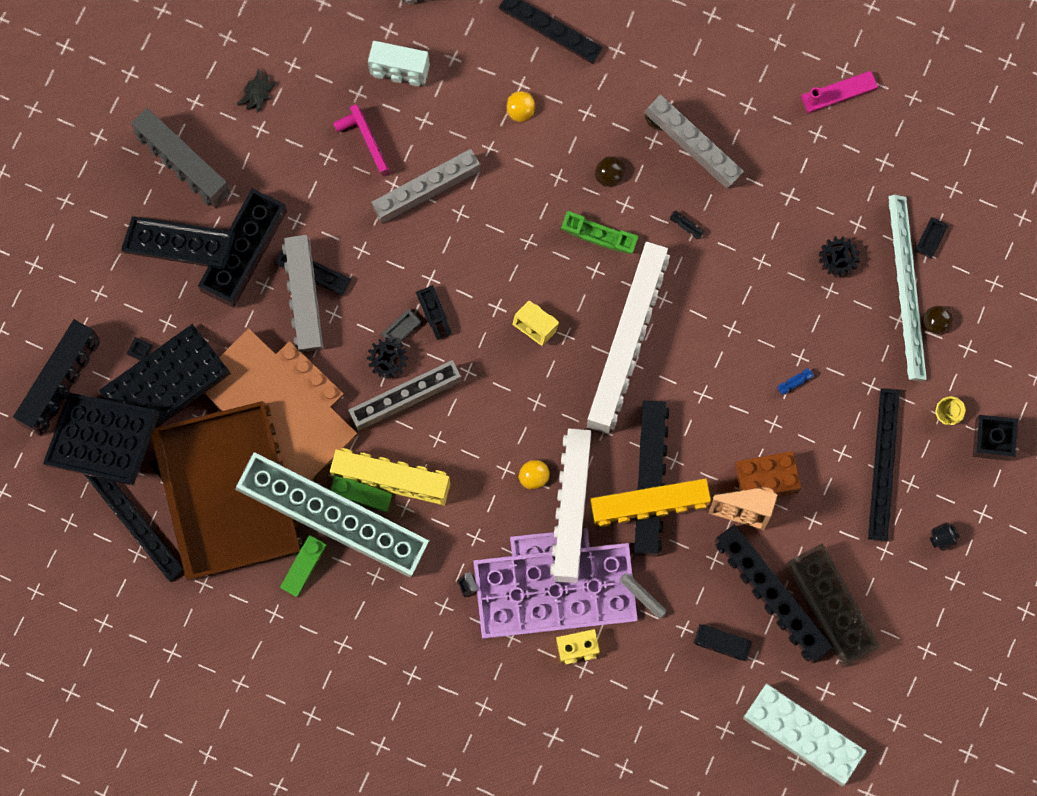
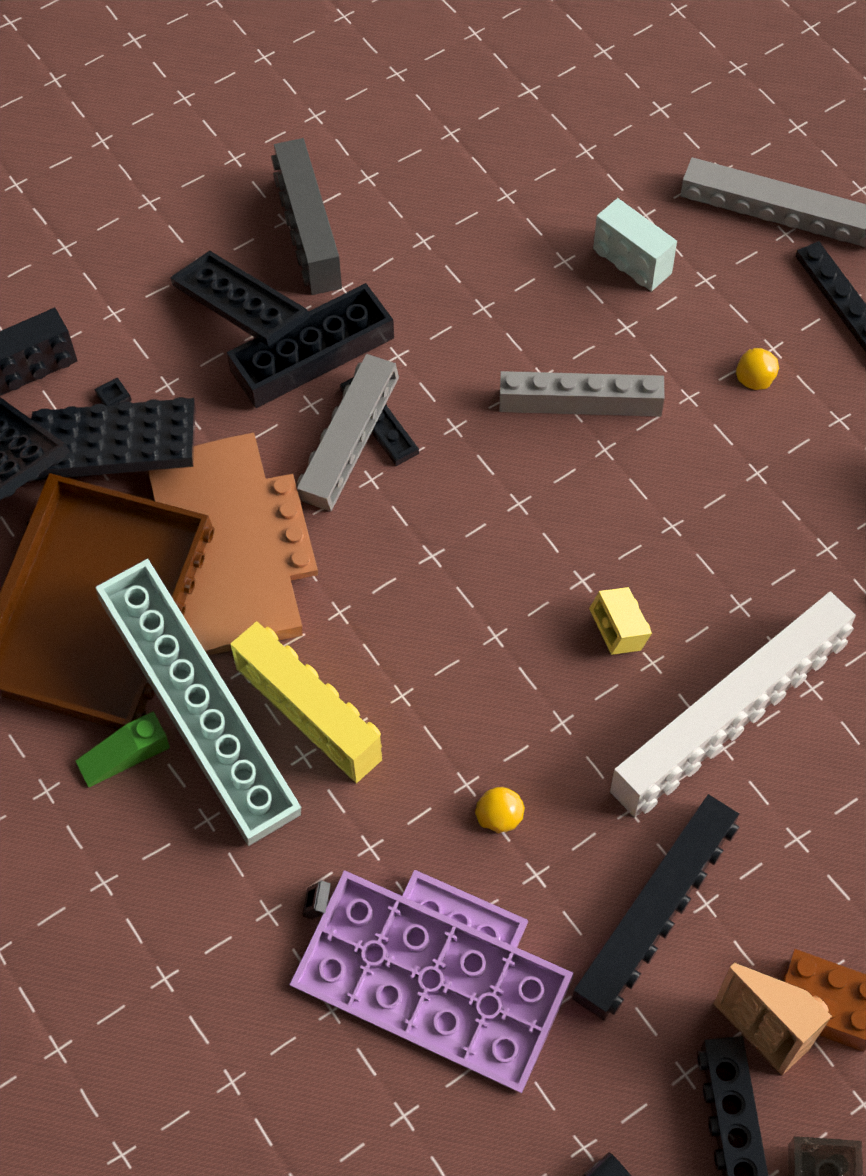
camera: 30 degrees right, 15 degrees down
(256, 91) = (445, 200): pearl dark grey piece -> none
(357, 117) = (546, 282): dark pink piece -> none
(362, 494) = (258, 704): bright green slope -> none
(396, 354) = (397, 551): black gear -> none
(402, 327) = (443, 539): dark grey tile -> none
(405, 395) = (393, 615): light grey brick -> none
(433, 310) = (497, 538): black hinge -> none
(572, 506) = (522, 878): white brick -> none
(577, 647) = (413, 1077): light yellow brick -> none
(598, 234) = (769, 562): bright green slope -> none
(609, 171) = (829, 497): dark brown hair -> none
(641, 594) = (550, 1060): light grey axle -> none
(650, 501) = (638, 932): yellow brick -> none

